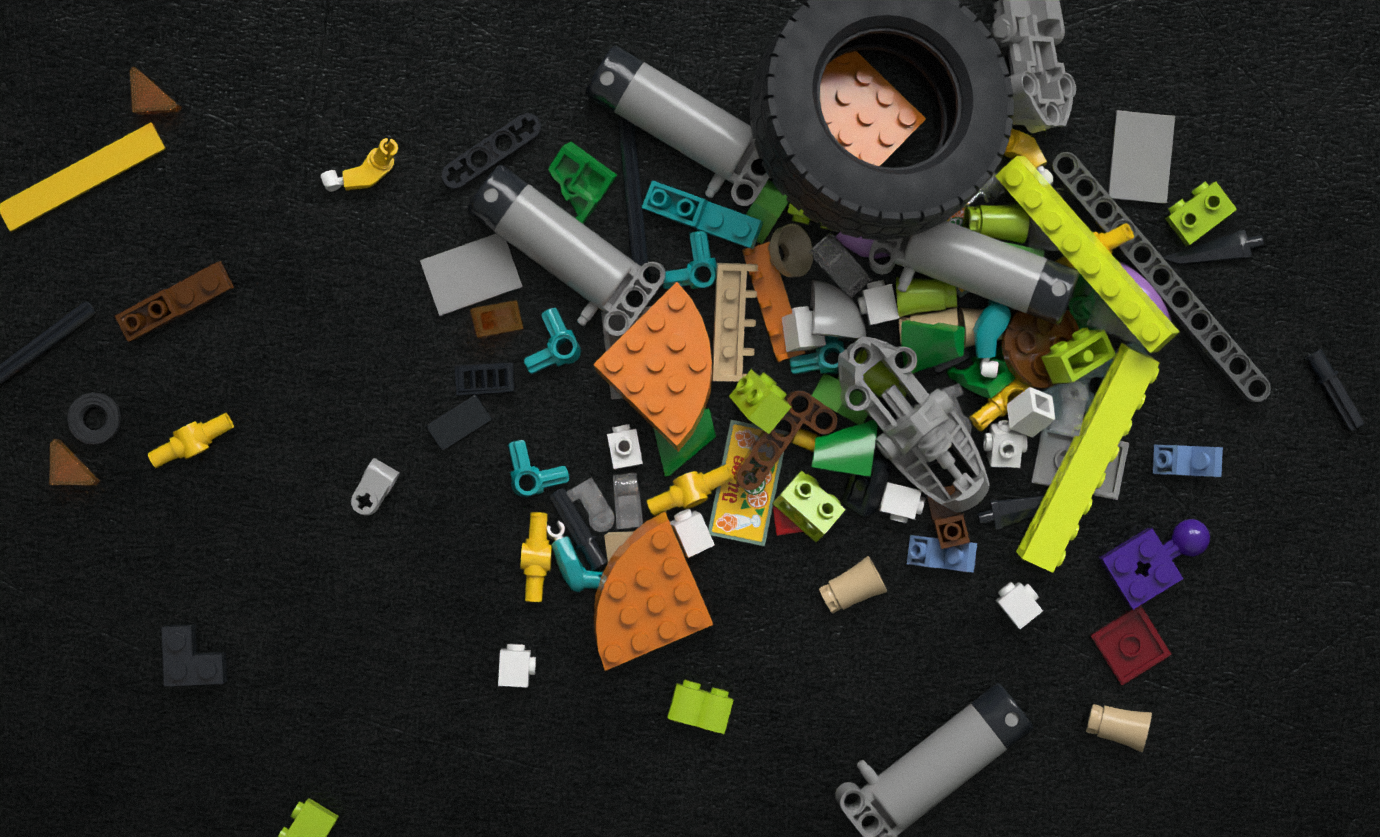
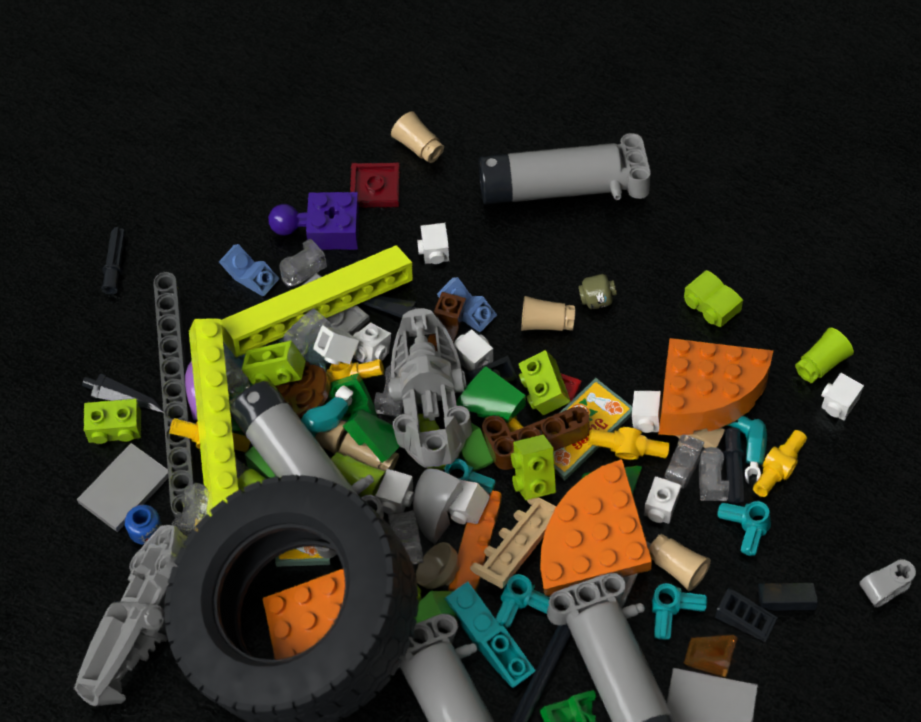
camera: 145 degrees left, 30 degrees down
(555, 702) = (824, 355): none -> lime plant
(574, 393) = (679, 561): none -> tan plant
(820, 646) = (597, 291): none -> olive head
(1047, 159) = (195, 503): none -> clear leg
(1100, 122) = (142, 523): none -> blue head
(1136, 498) = (303, 264): none -> clear leg

